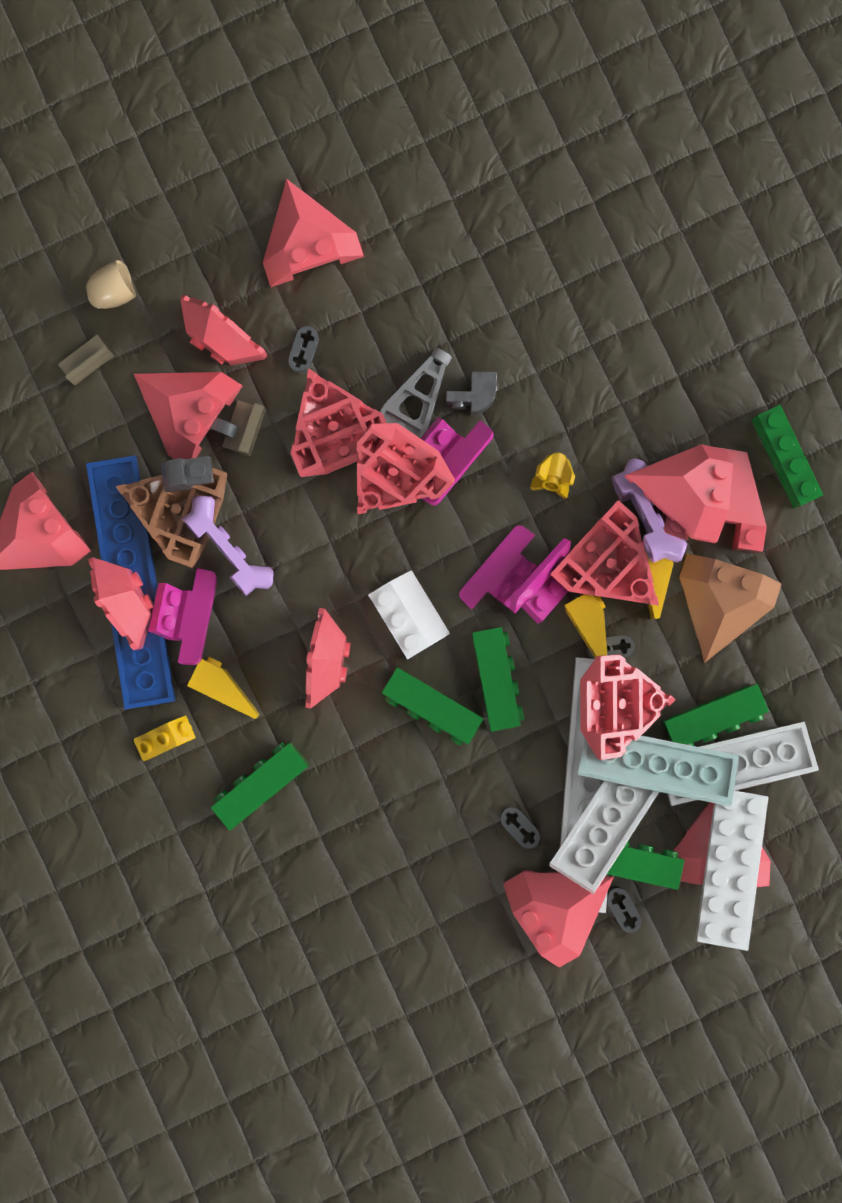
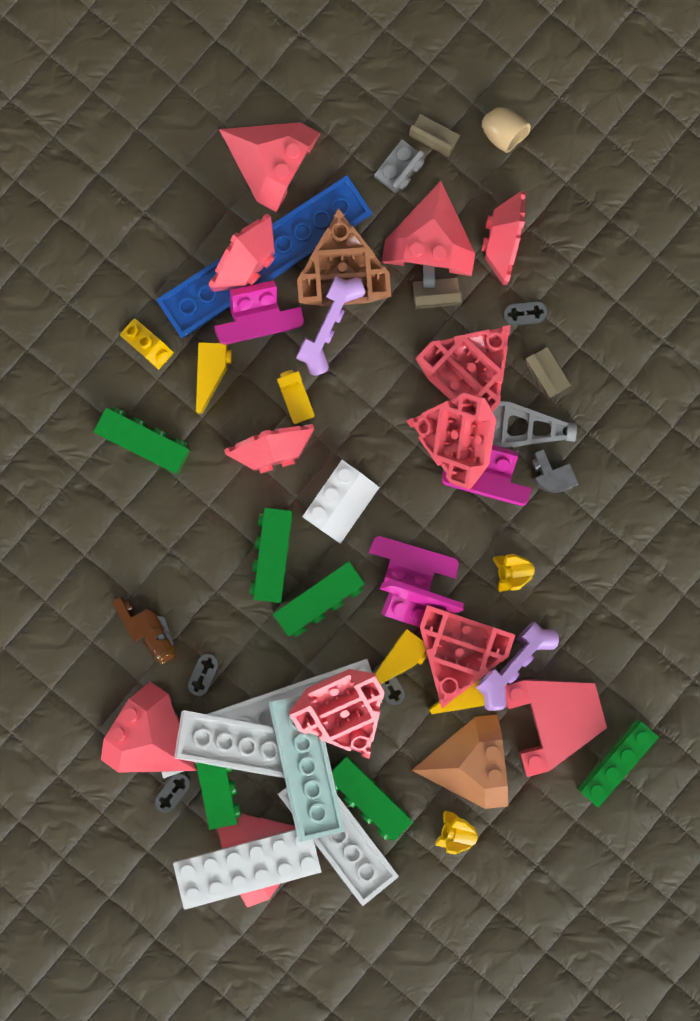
camera: 65 degrees right, 0 degrees up
(100, 408) = (399, 166): none -> light grey bracket
(186, 473) = (375, 263): flat silver brick -> none
(284, 613) = (295, 396): none -> yellow bracket
(306, 237) = (621, 273): coral wedge -> none
(372, 354) = (547, 373): none -> dark tan panel
(449, 860) = (149, 627): none -> reddish brown plate
(690, 489) = (552, 692): coral wedge -> none
(788, 646) = (456, 834): none -> yellow brick

